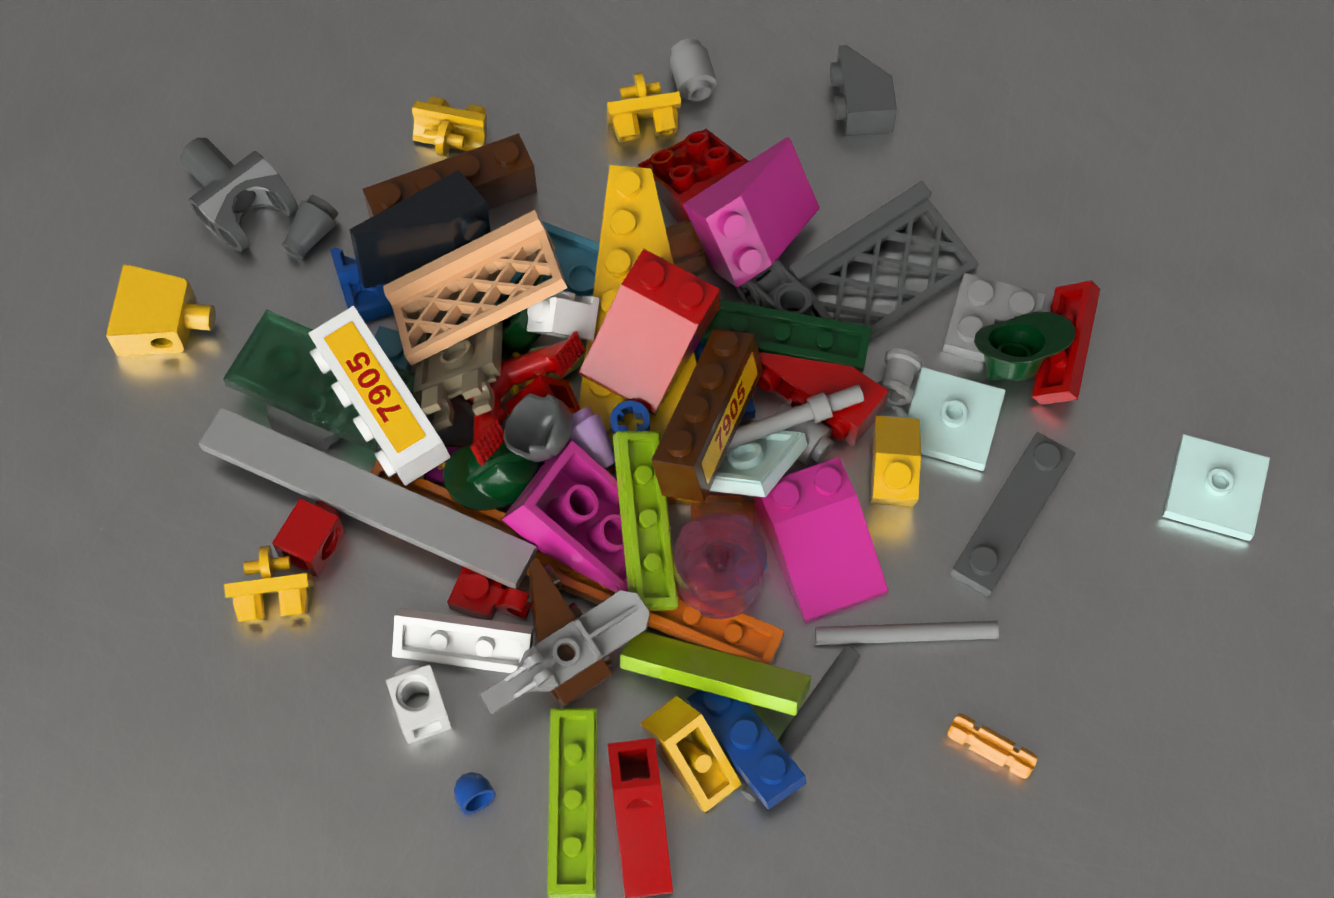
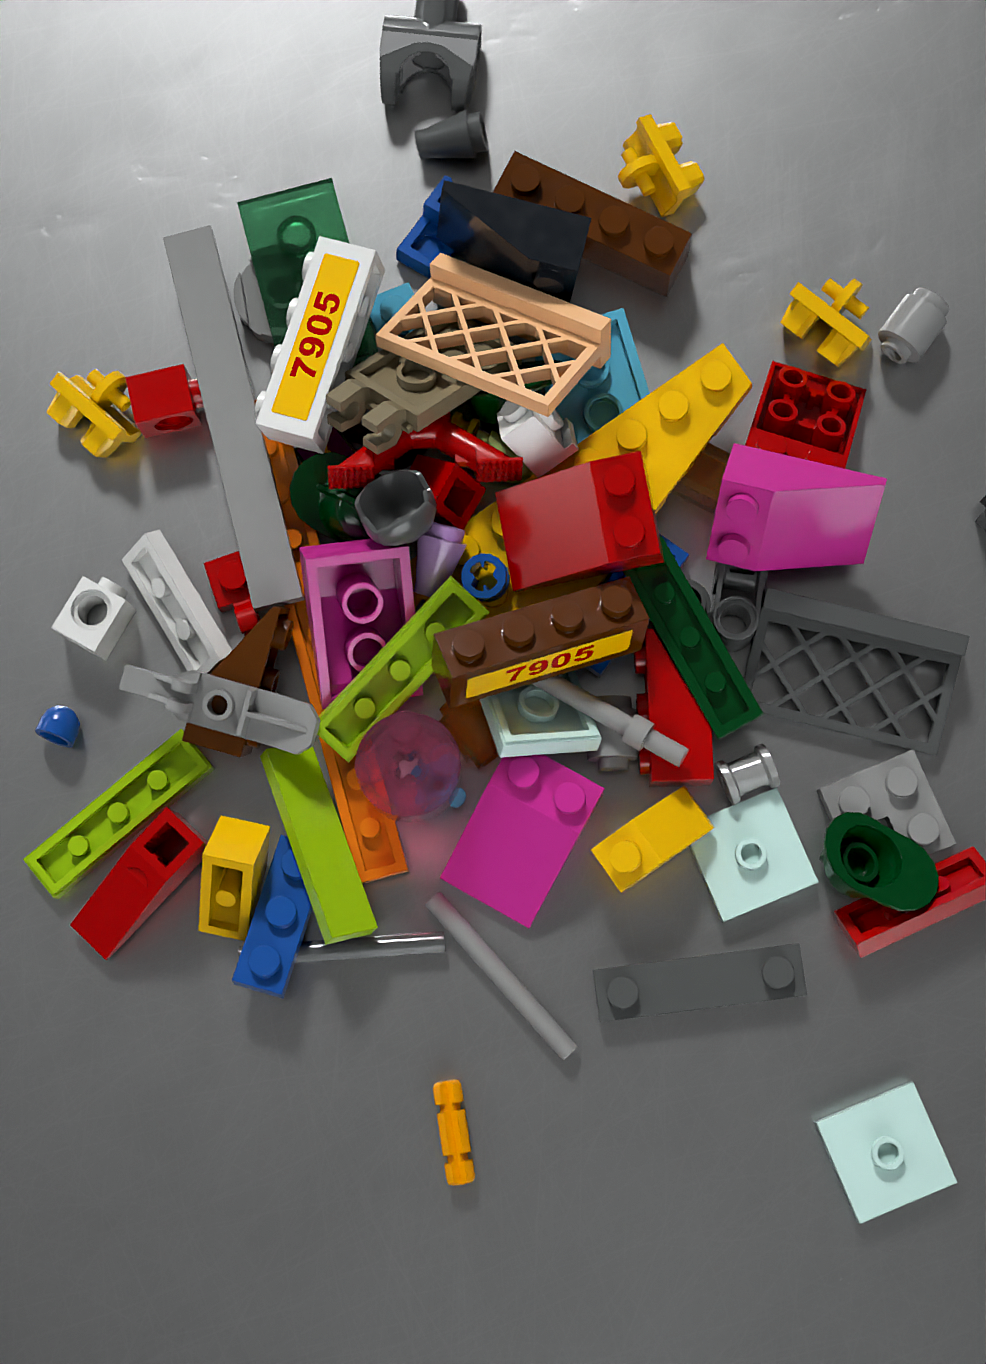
camera: 60 degrees right, 15 degrees up
(155, 313) = (258, 89): yellow torso -> none

